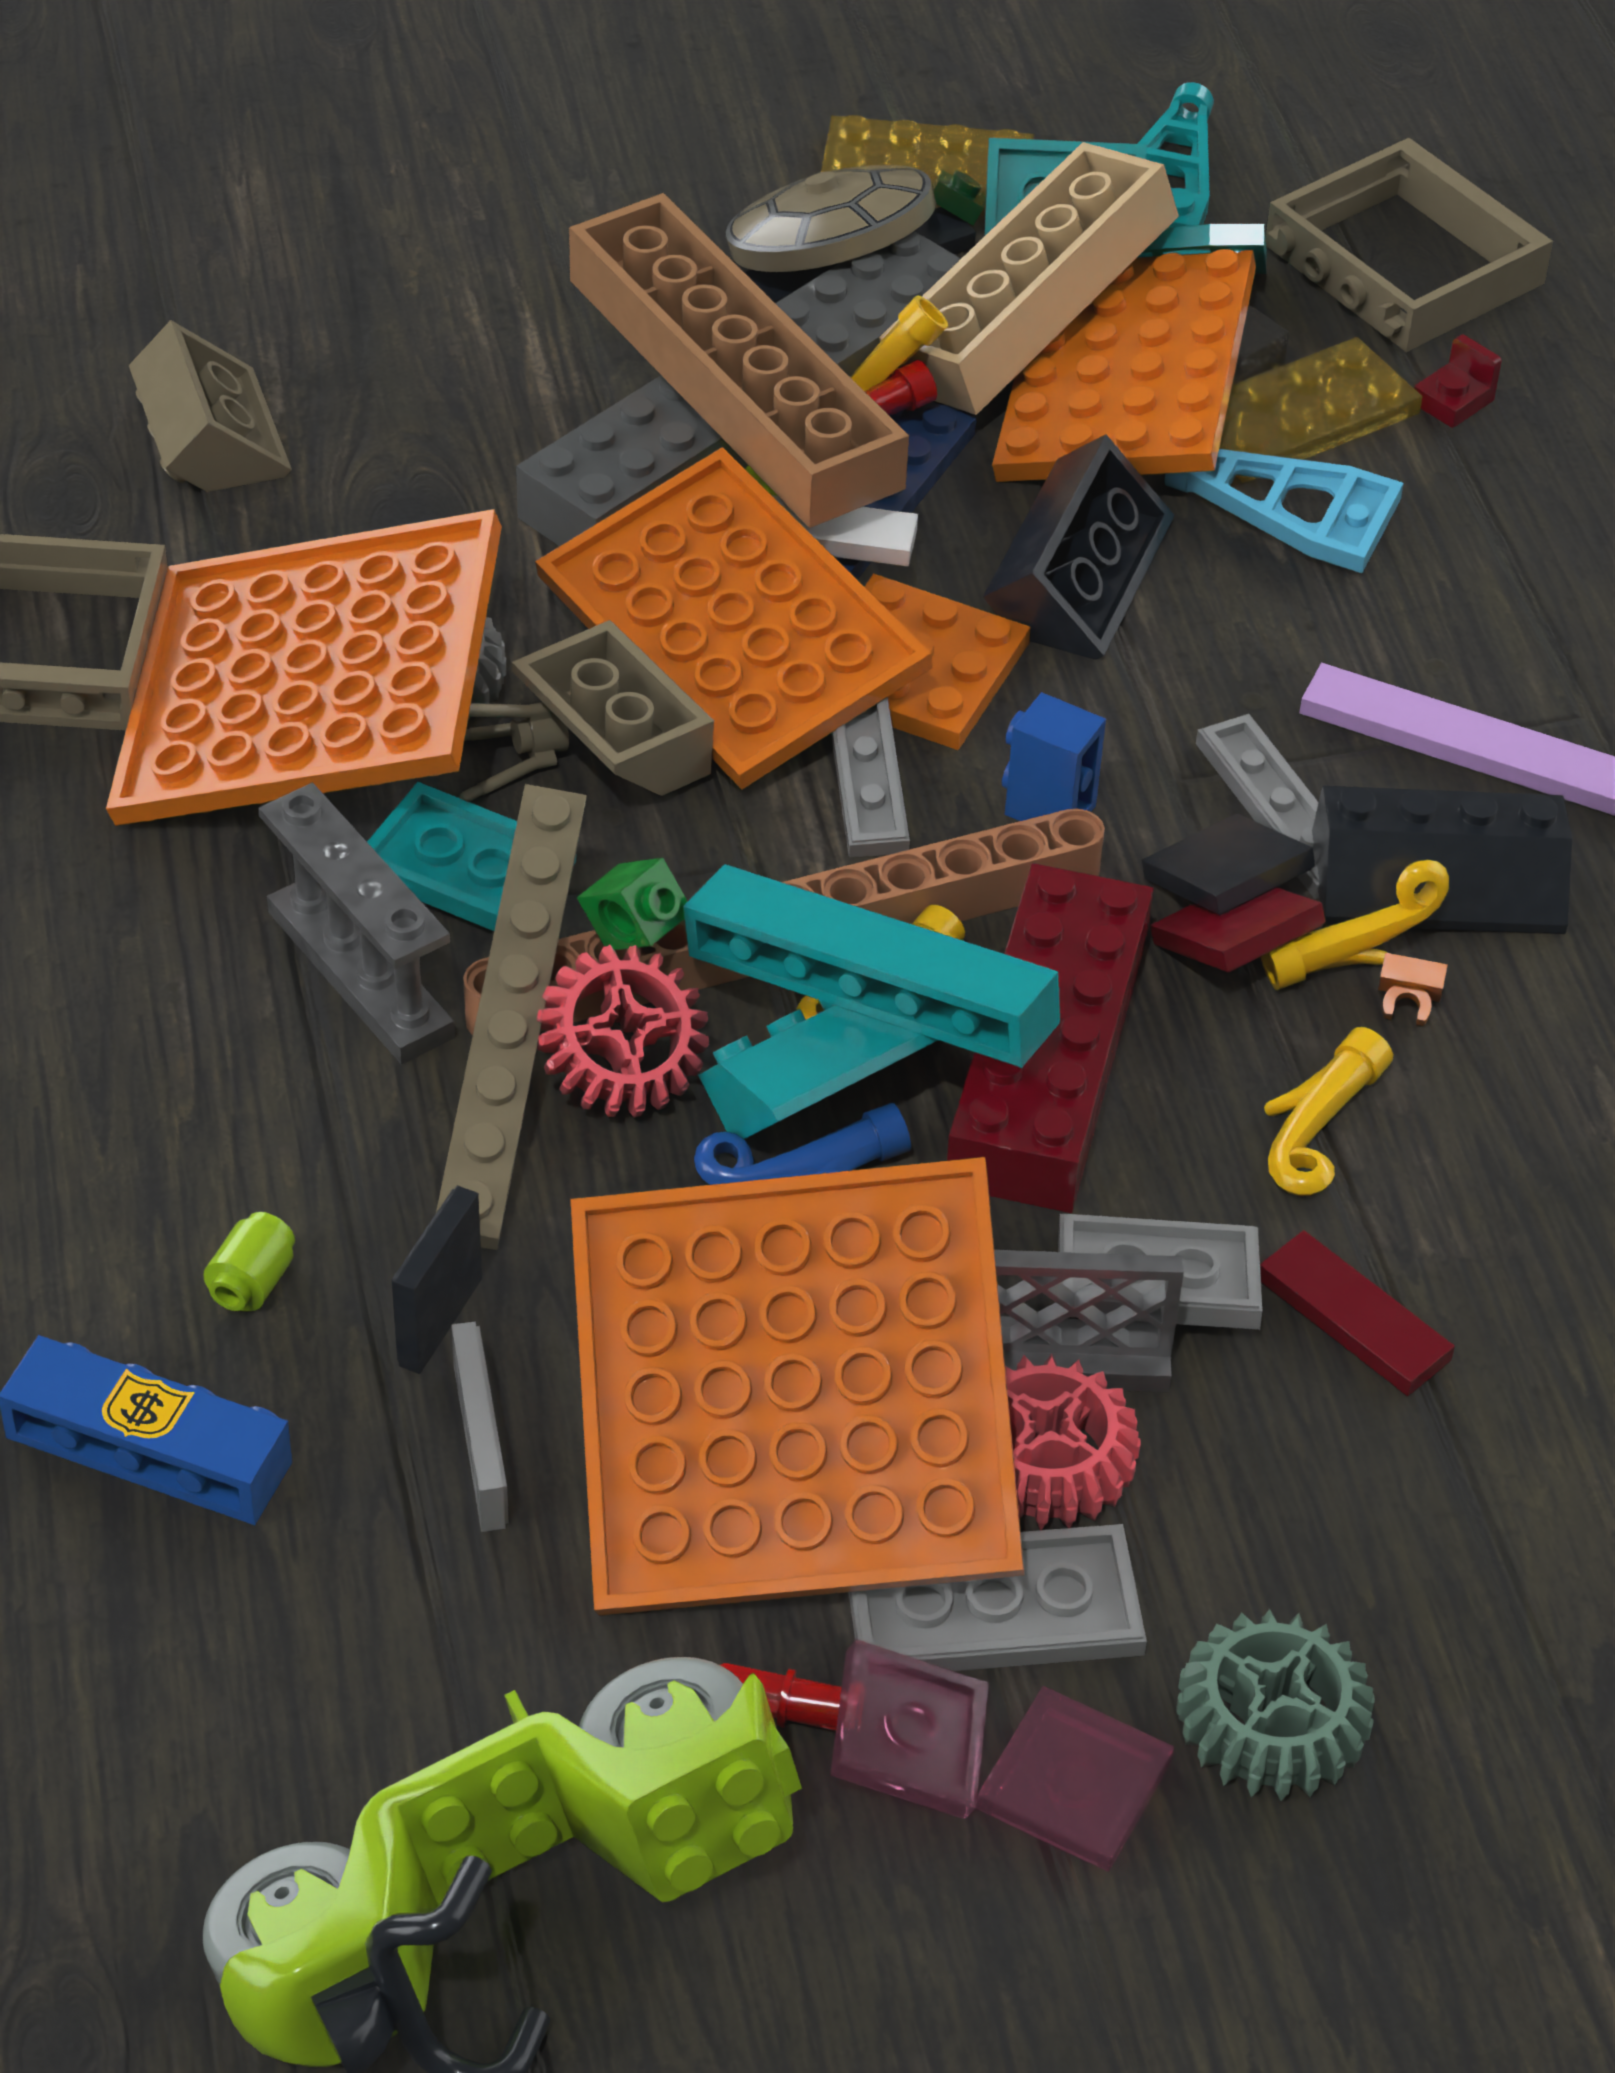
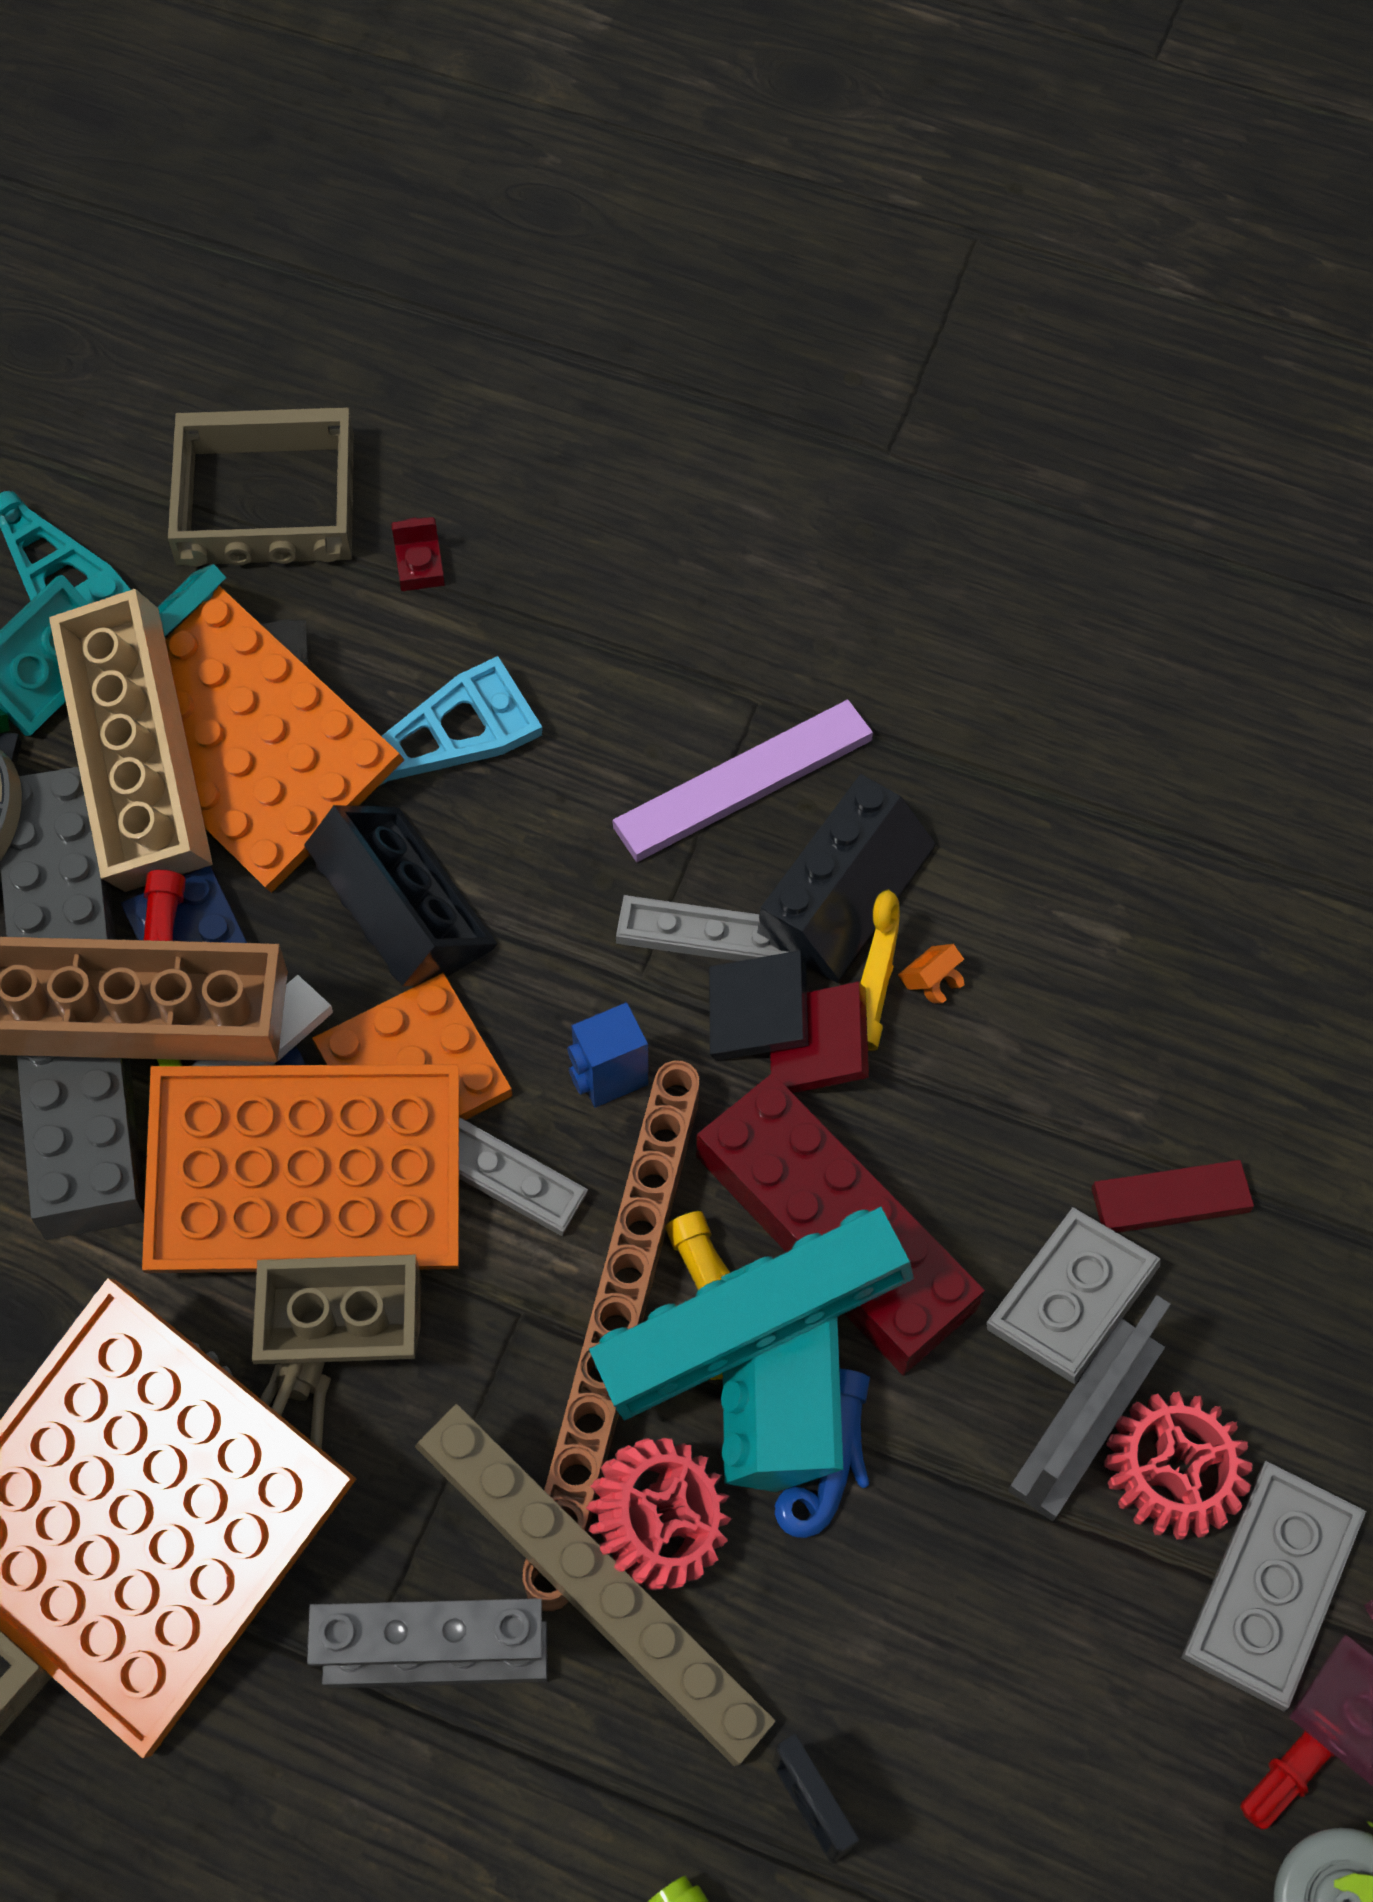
camera: 55 degrees left, 15 degrees up
(448, 852) = (391, 1518): teal plate -> none
(480, 1426) = (946, 1846): light grey tile -> none
(634, 904) = (576, 1435): green brick -> none
(794, 1388) = (1091, 1620): orange plate -> none
(917, 326) = (138, 852): yellow plant -> none
(1316, 403) = (366, 646): clear yellow plate -> none
(1355, 1063) = (986, 1094): yellow plant -> none

